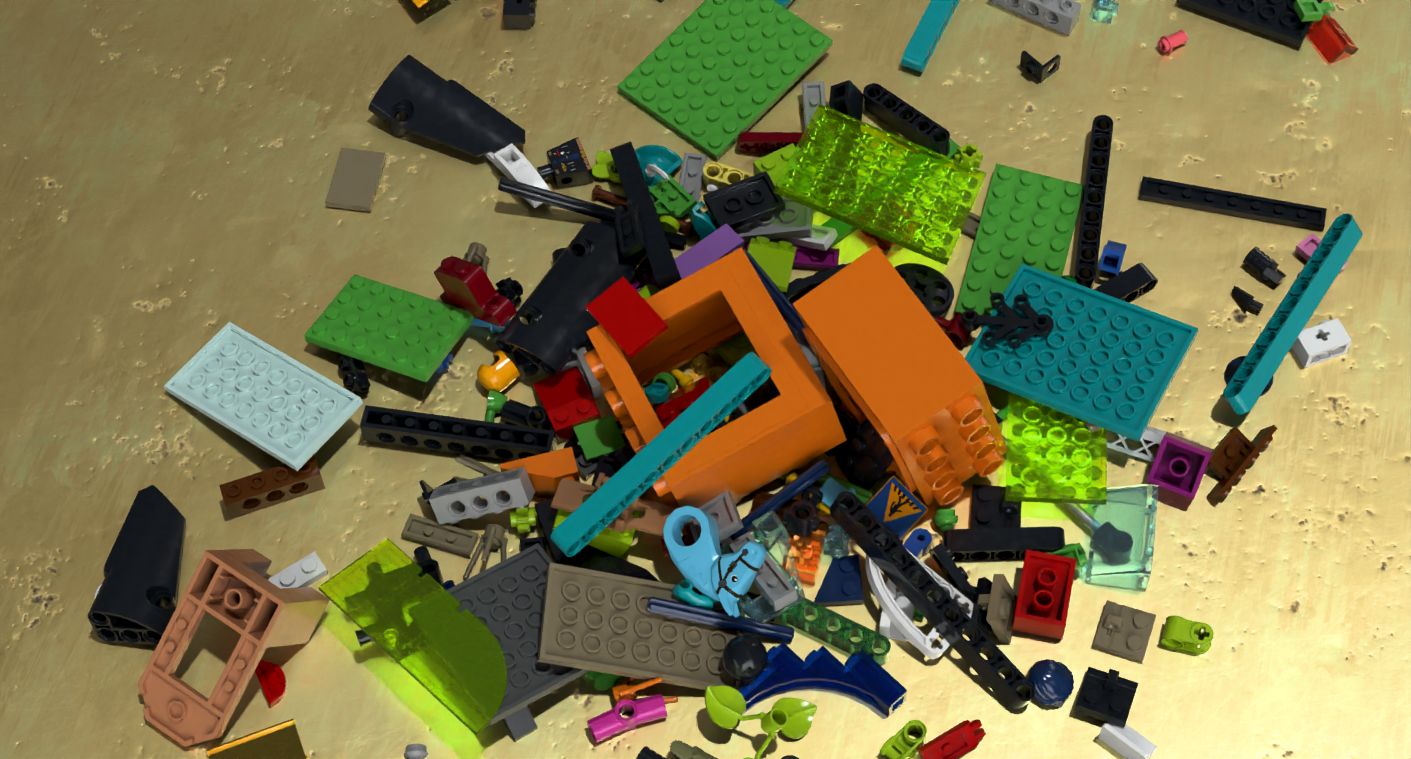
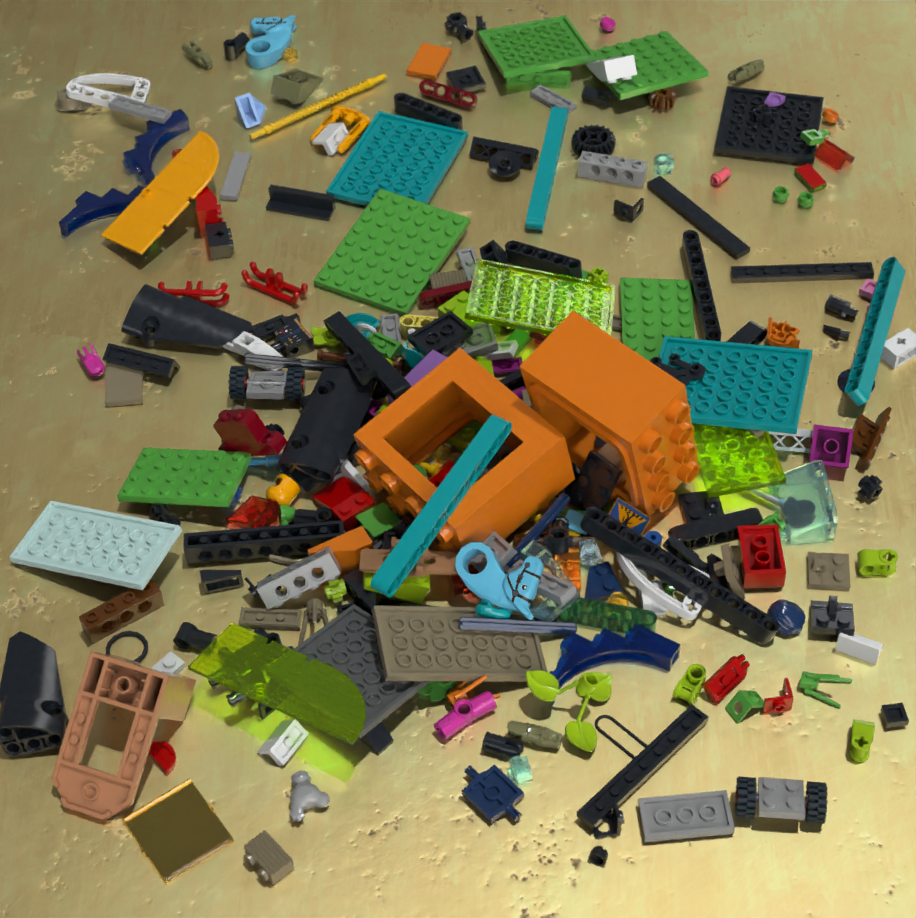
camera: 15 degrees left, 10 degrees down
(264, 515) = (129, 633): none -> black piece
(324, 141) = (92, 361): none -> dark pink arm
(341, 538) = (190, 636): none -> black piece
(379, 155) = (140, 360): none -> black panel
(393, 472) = (220, 580): none -> black slope
(407, 702) = (284, 741): none -> white panel
(458, 394) = (255, 513): none -> clear red slope
(469, 78) = (200, 292): none -> red piece
(519, 221) = (266, 384): none -> plate
(539, 143) = (266, 329): none -> black hinge
(568, 81) = (274, 284): none -> red piece
(626, 317) = (384, 416): red tile -> none
(744, 658) = (547, 647): black piece -> none
(779, 121) = (447, 278): none -> dark tan brick
(854, 611) = (618, 598): none -> clear yellow tile
(945, 519) = (665, 522): bright green plate -> none
(1112, 257) = (729, 320): blue leg -> none
(1125, 95) = (698, 217): none -> black tile
(1174, 289) = (782, 334): none -> orange piece
(1213, 530) = (870, 487): none -> black gear
(1242, 83) = (780, 193): none -> bright green plate
(1274, 94) = (805, 199): none -> bright green plate
(1289, 66) = (810, 177): none -> red tile

